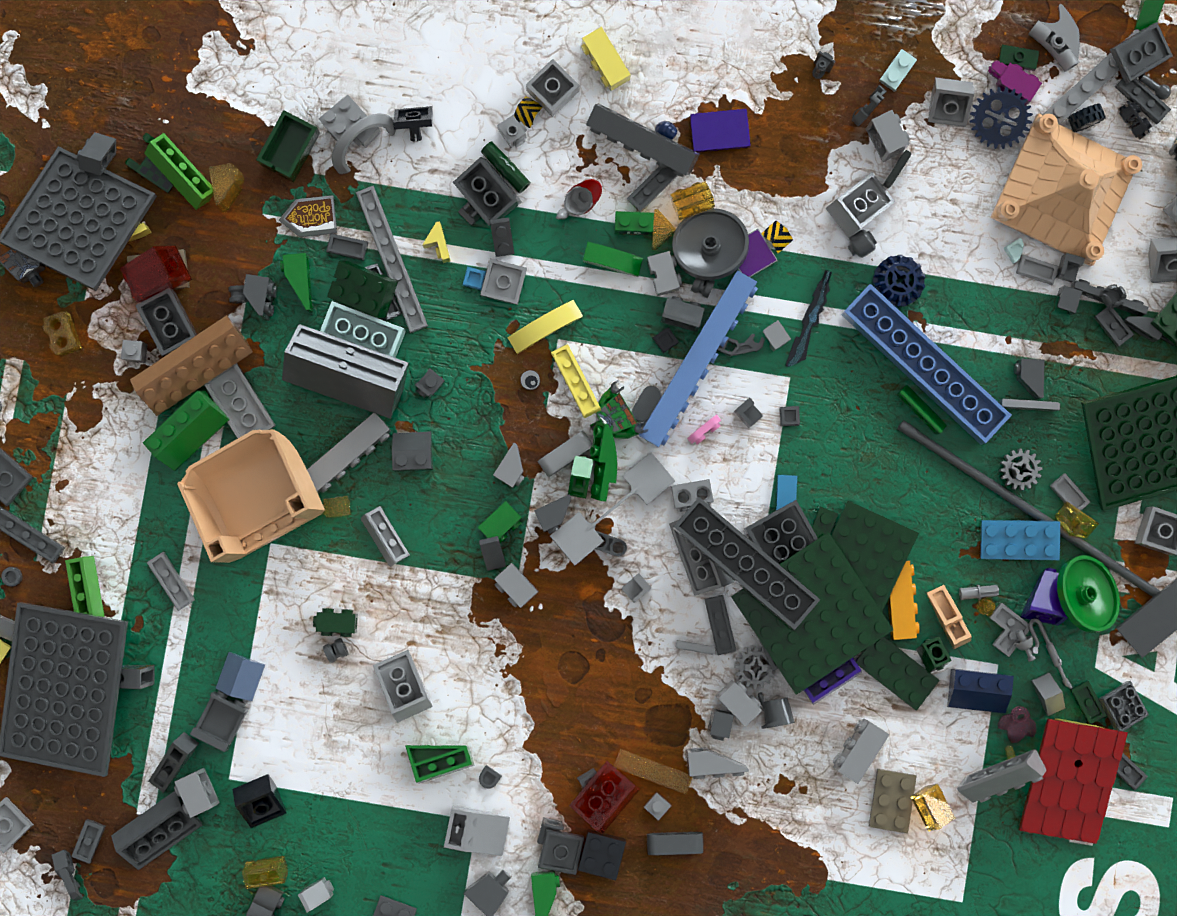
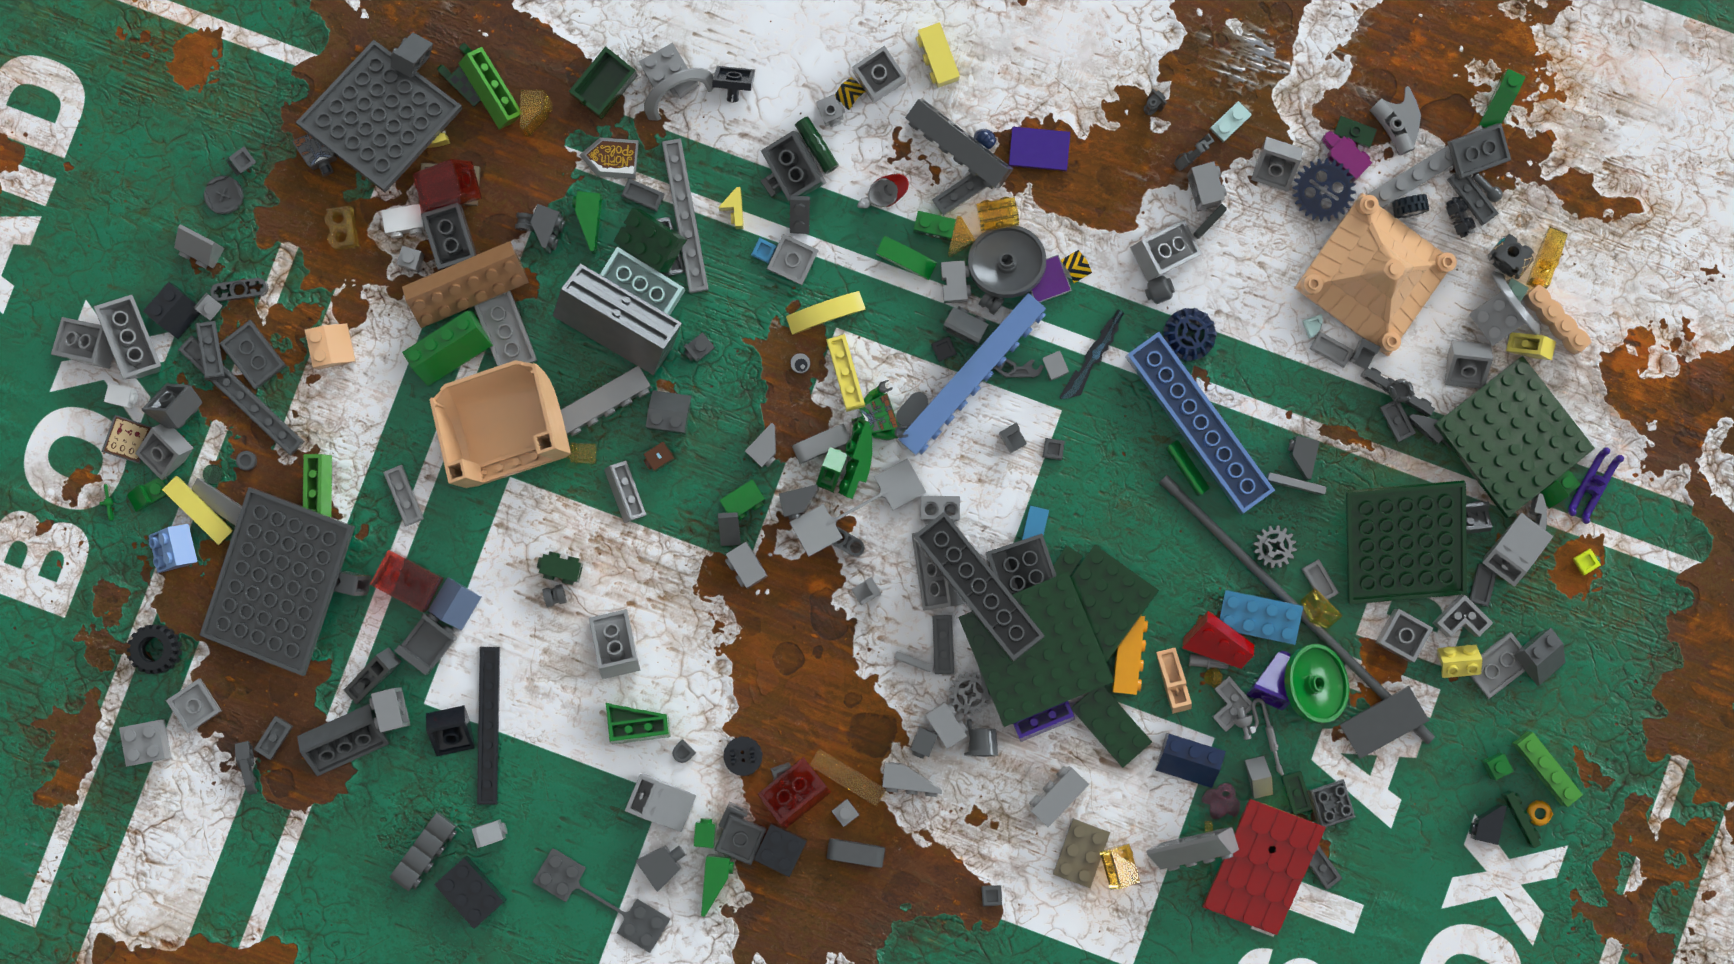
camera: 15 degrees right, 0 degrees up
(71, 450) = (330, 346): none -> light nougat slope
(119, 315) = (403, 220): none -> white brick
(189, 664) = (406, 581): none -> clear red brick
(265, 872) = (442, 802): clear yellow brick -> none
(295, 788) = (488, 725): none -> black tile
(410, 497) = (658, 457): none -> reddish brown brick
(525, 853) = (705, 833): none -> green brick
(538, 772) = (752, 756): none -> black plate
(698, 435) = (958, 450): bright pink plate -> none
(814, 858) = (991, 895): none -> dark grey tile
(933, 654) = (1150, 715): dark green head -> none
(985, 571) = (1218, 641): none -> red wedge
(1068, 299) = (1356, 385): dark grey panel -> none

